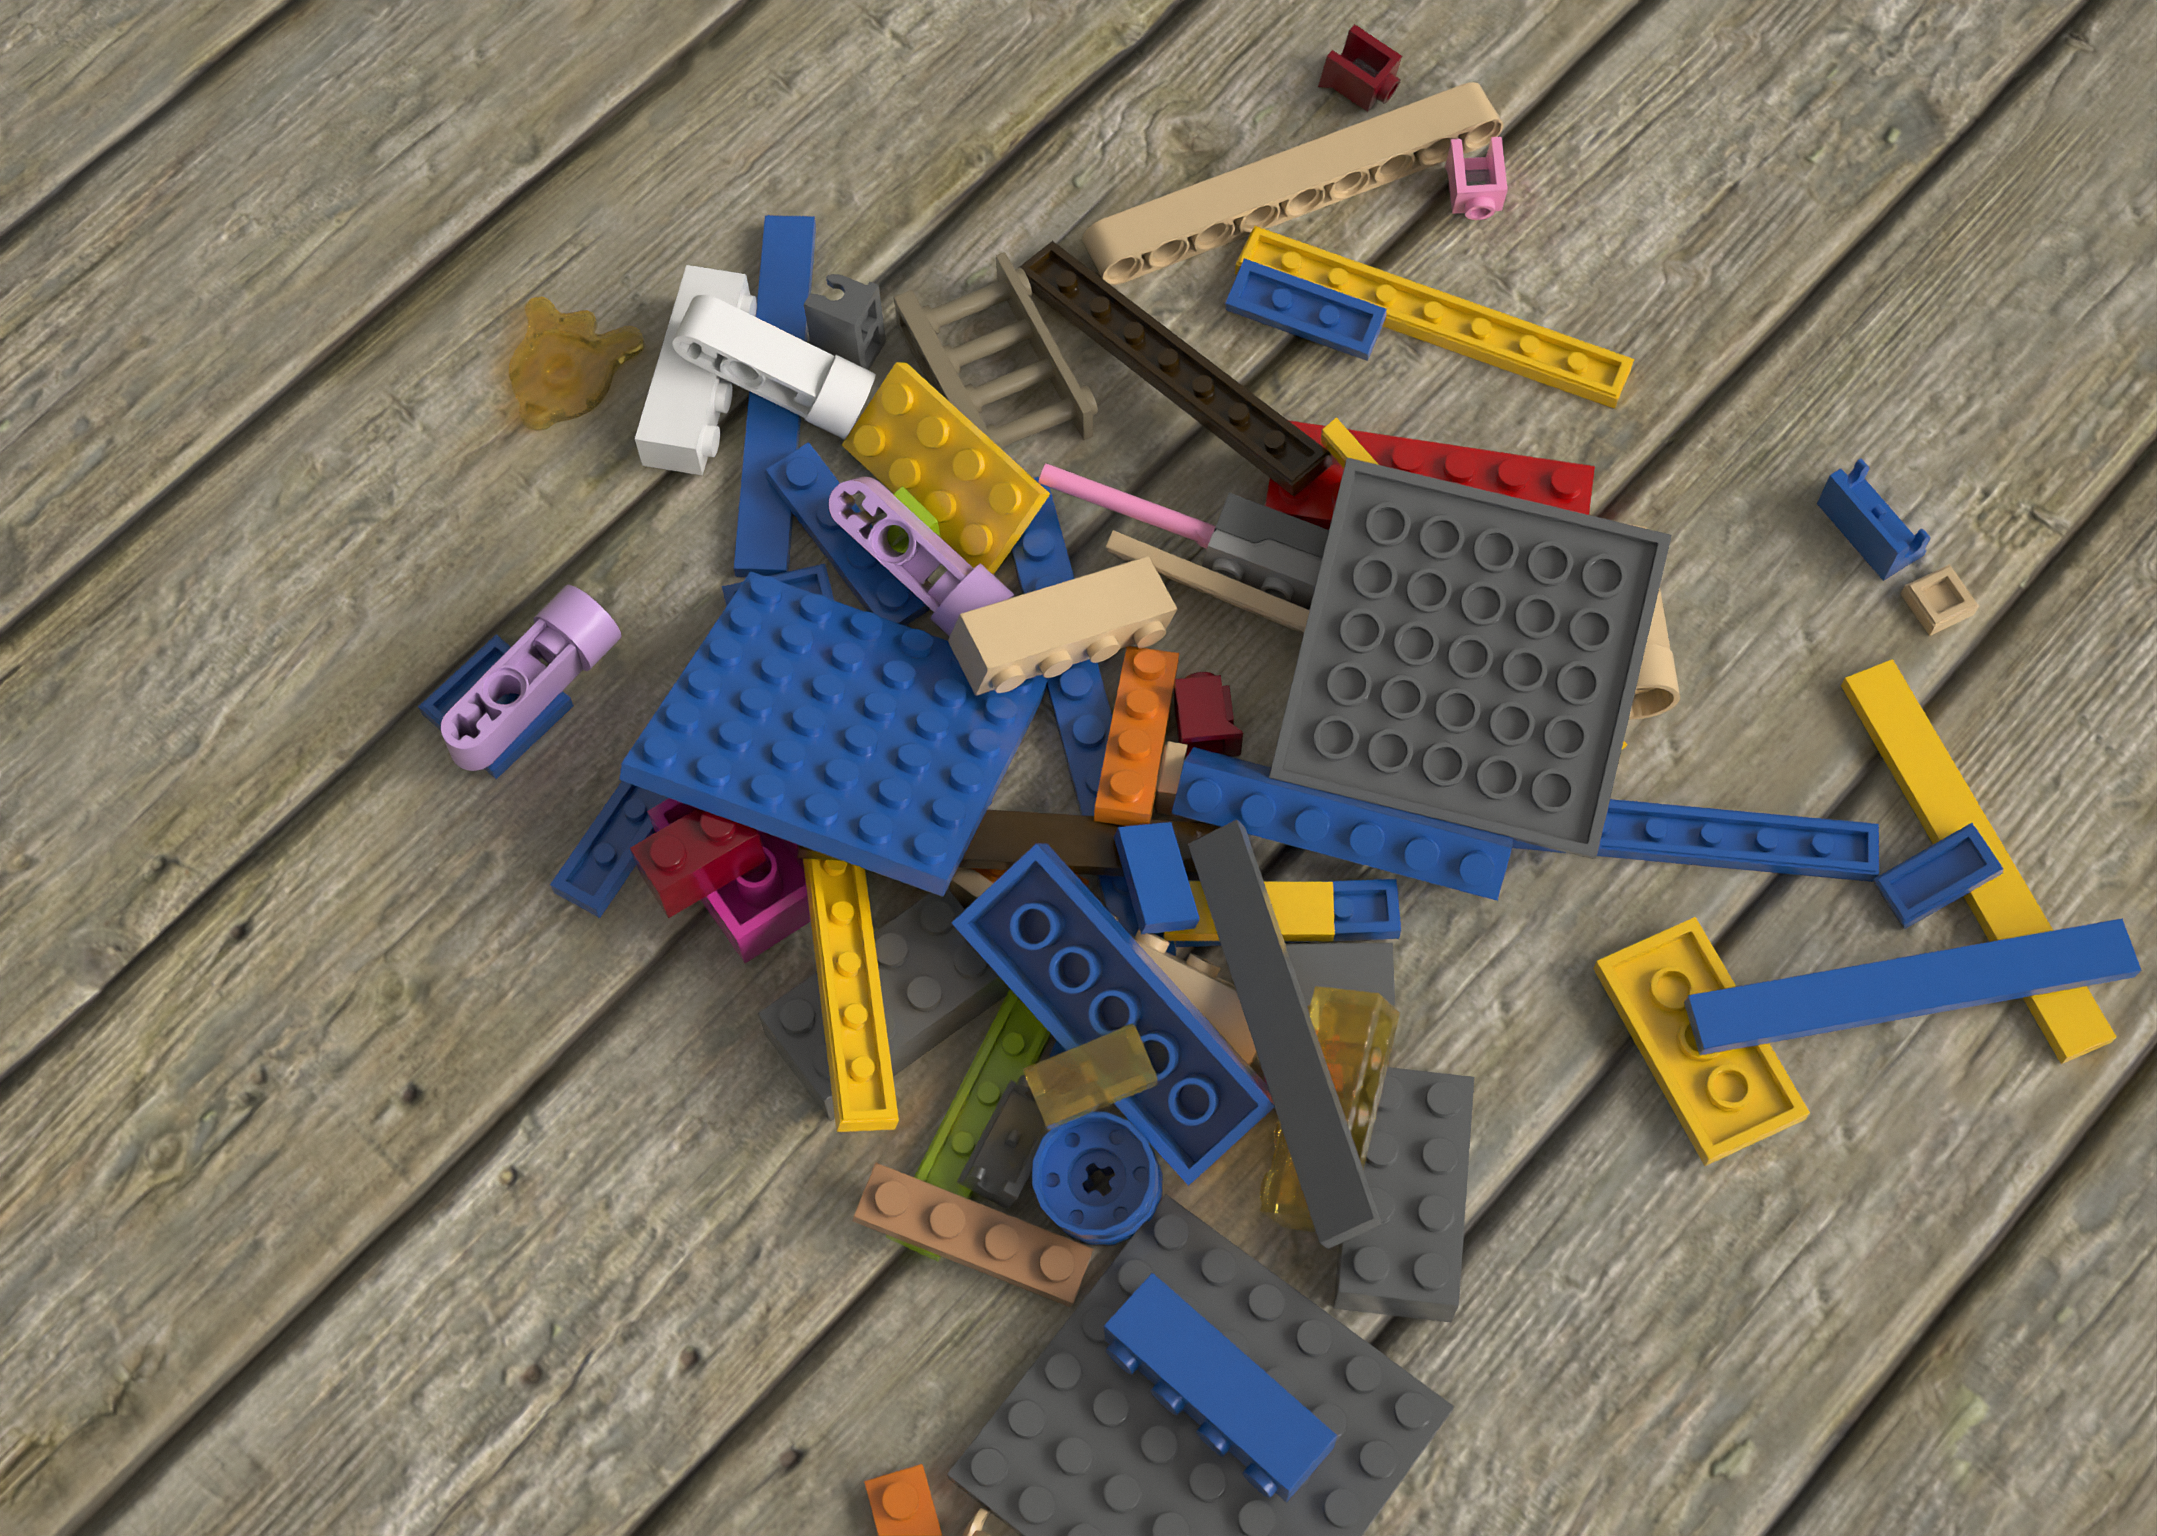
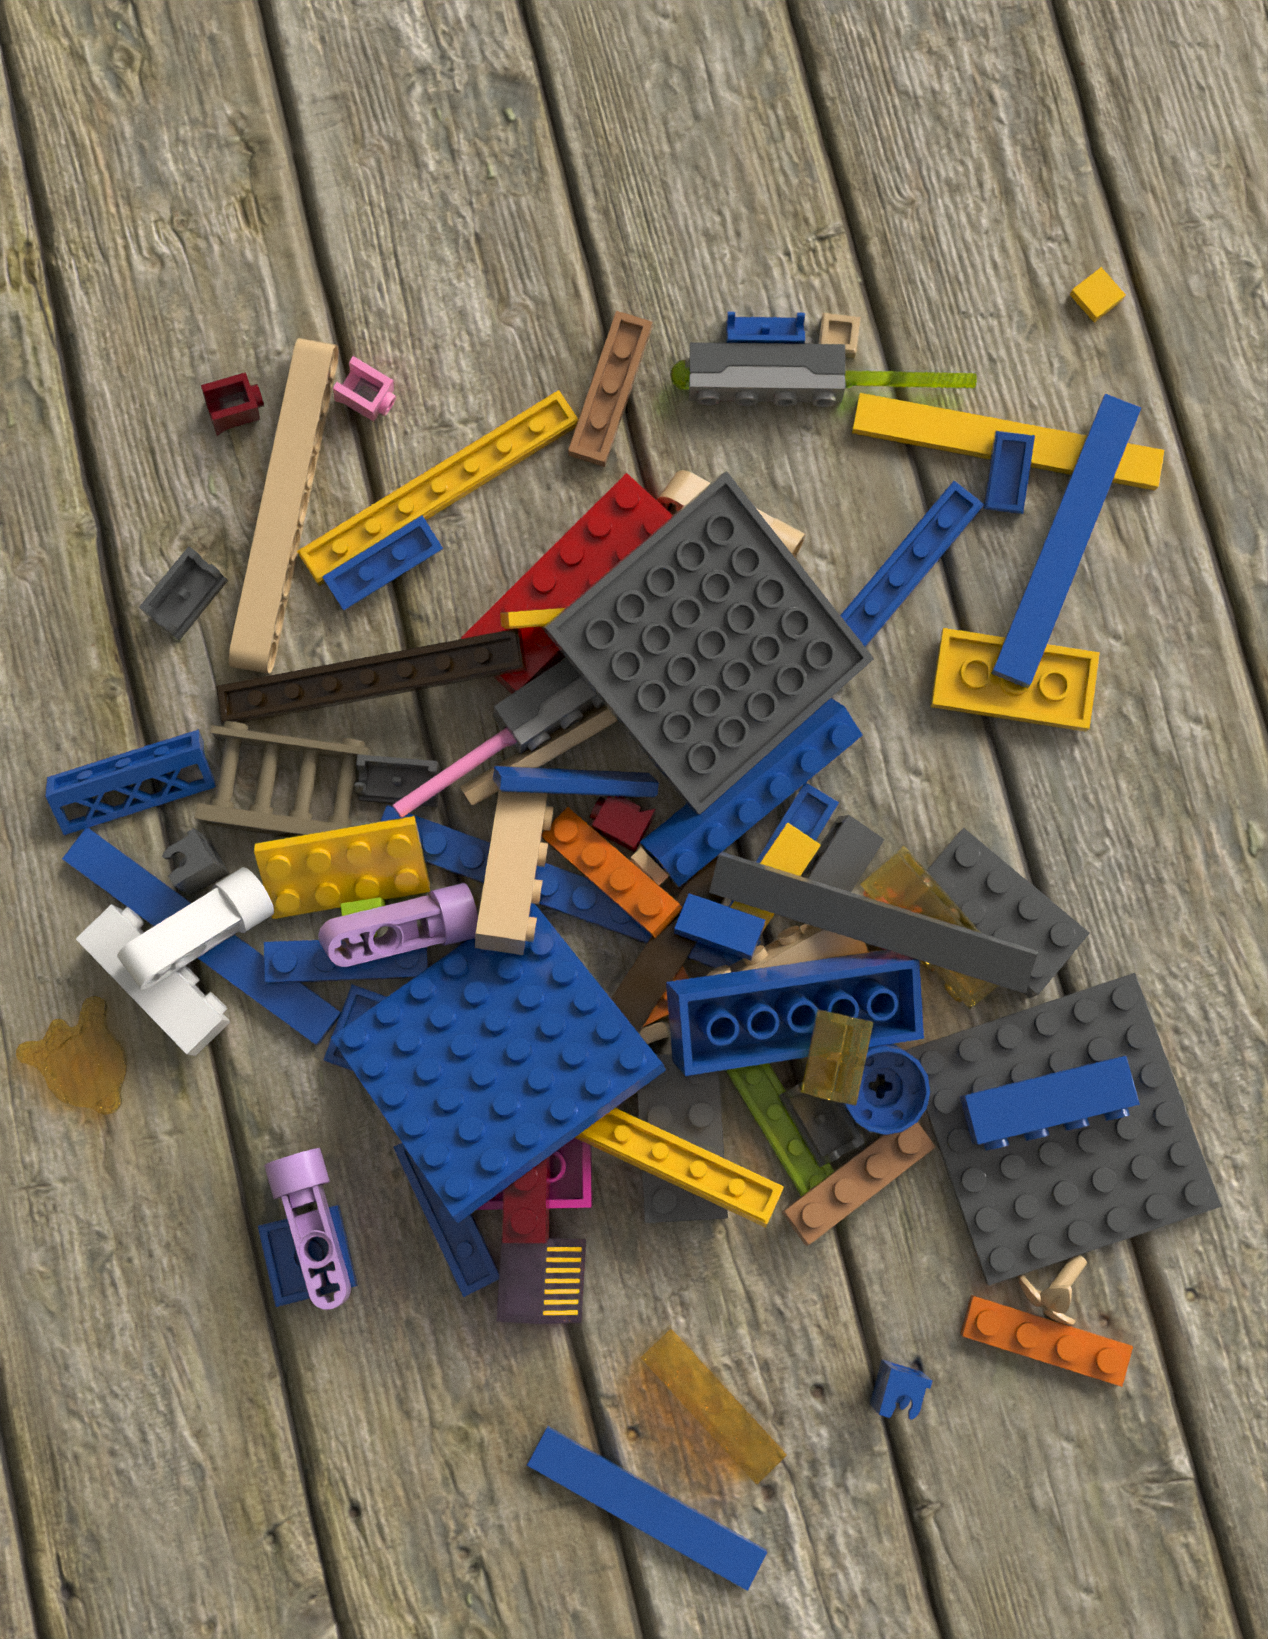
camera: 55 degrees left, 15 degrees up
(430, 1246) = (647, 1508): none -> blue tile
(596, 1233) = (713, 1404): none -> clear yellow brick
(622, 954) = (542, 1281): none -> clear purple slope
(744, 1423) = (899, 1385): none -> blue hinge
(900, 212) = (128, 769): none -> blue fence
(1079, 450) = (393, 778): none -> dark grey hinge
(1126, 150) = (183, 593): none -> dark grey hinge
(1209, 632) = (575, 781): none -> blue tile
(1678, 407) = (610, 388): none -> medium nougat plate
(1850, 573) = (788, 374): none -> piece

